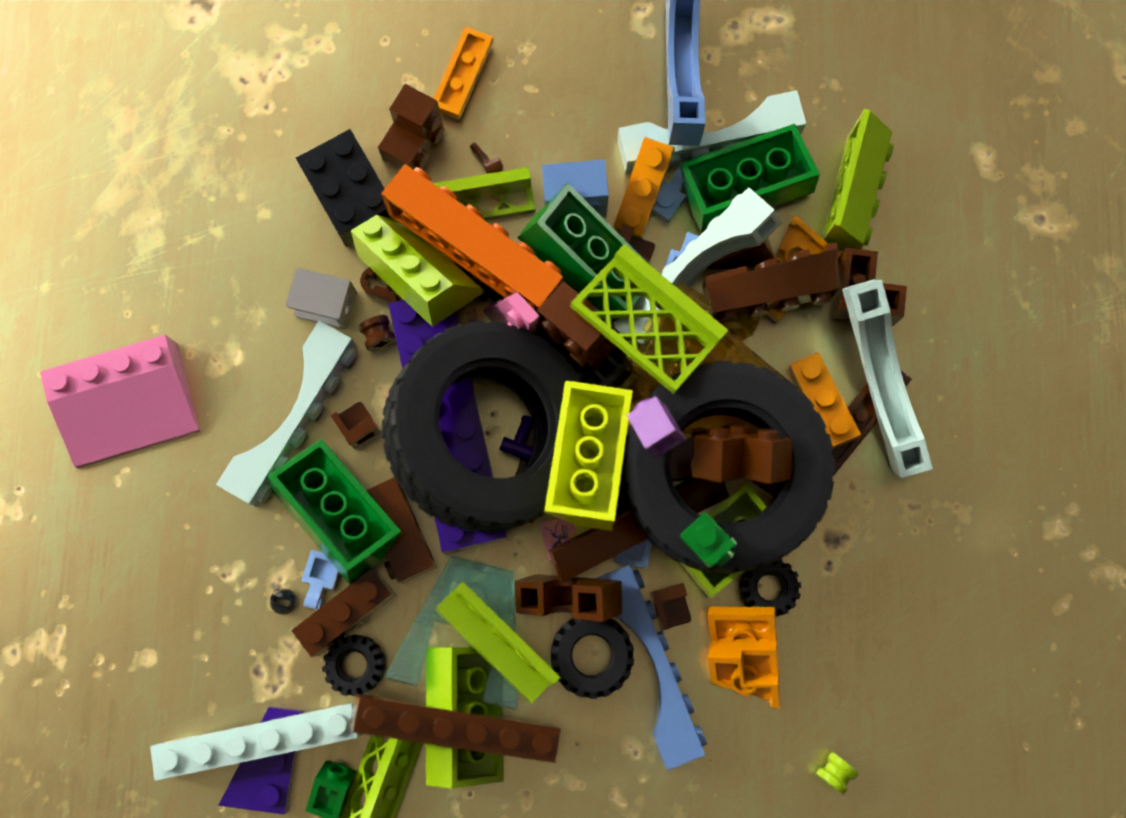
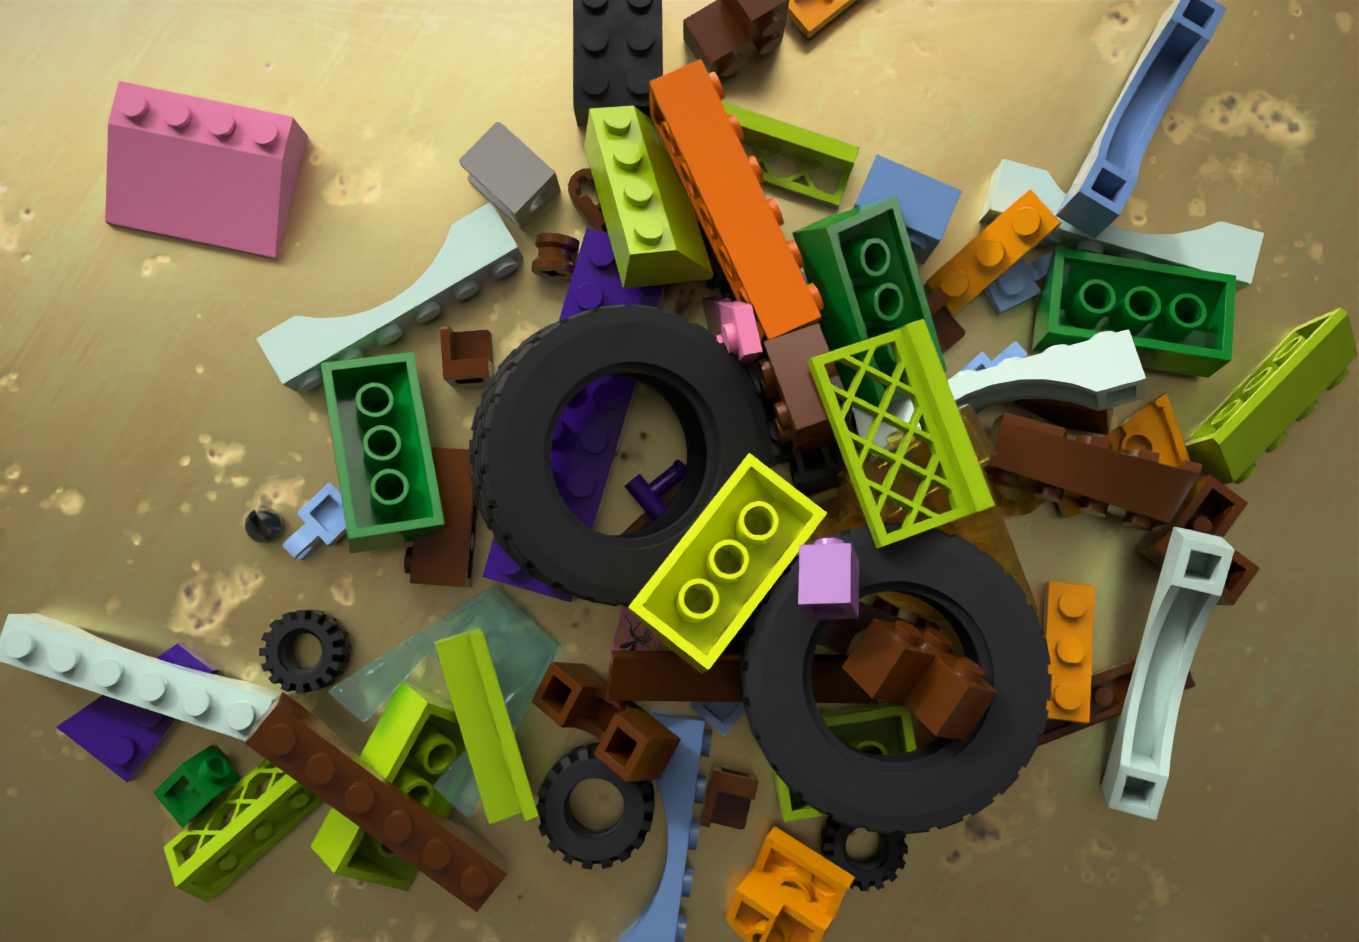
camera: 30 degrees right, 5 degrees up
(343, 612) = (326, 581): reddish brown arch -> none
(491, 166) = (814, 120): reddish brown hand -> none
(708, 541) = (814, 764): green bracket -> none

